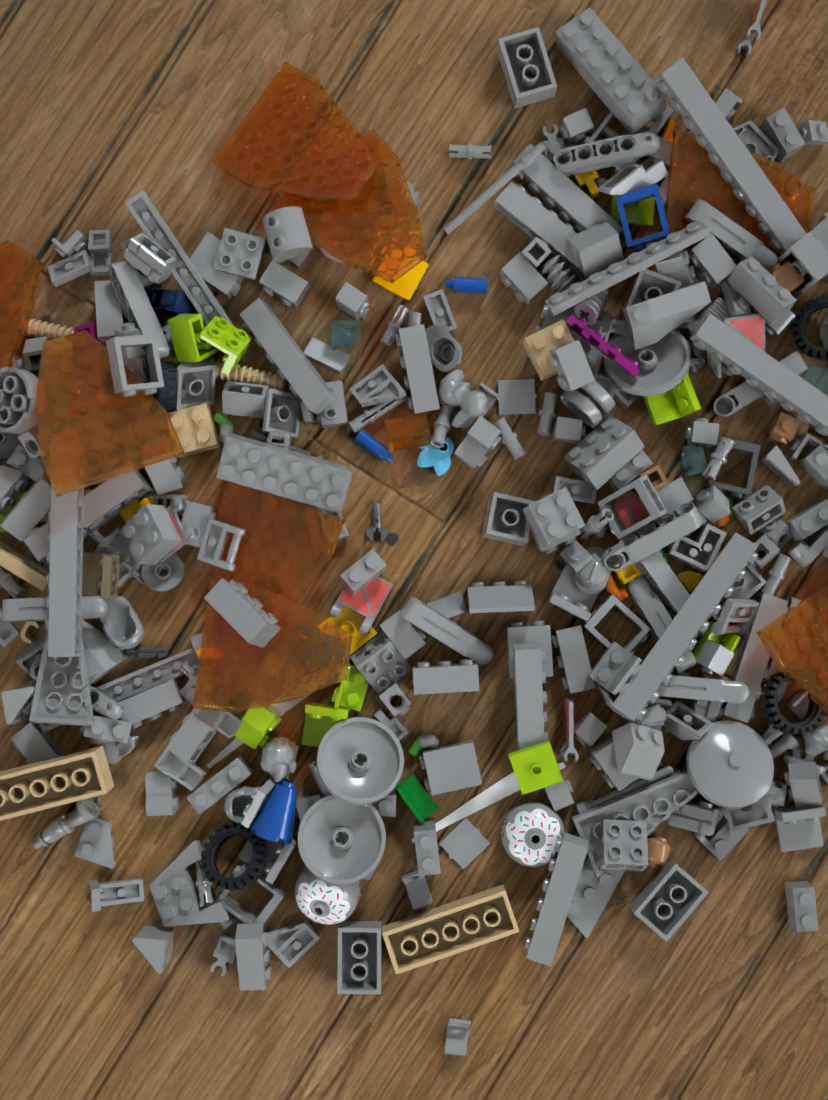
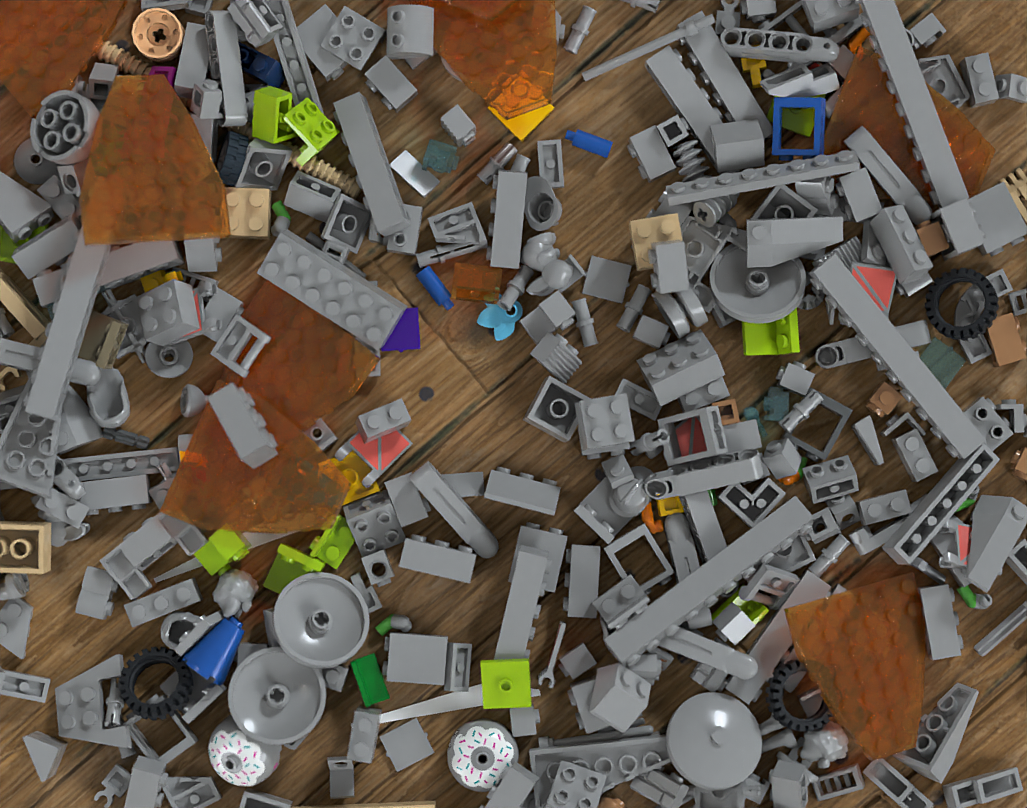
camera: 15 degrees right, 0 degrees up
(65, 291) = (154, 22): none -> light nougat wheel
(117, 368) = (188, 125): light grey window -> none
(194, 604) = (192, 401): none -> light grey brick
(319, 600) = (327, 437): none -> light grey brick
(359, 493) = (405, 334): none -> dark purple piece
(377, 524) = (414, 372): flat silver bar -> none
(431, 192) = (580, 29): none -> light grey pin
(489, 764) = (457, 667): none -> light grey plate
(494, 473) = (556, 356): none -> light grey brick
(597, 340) = (708, 245): magenta wing -> none
(674, 474) = (752, 413): none -> clear light blue hand
(685, 722) = (680, 682): light grey slope -> none
(690, 579) = (733, 531): yellow tile -> none

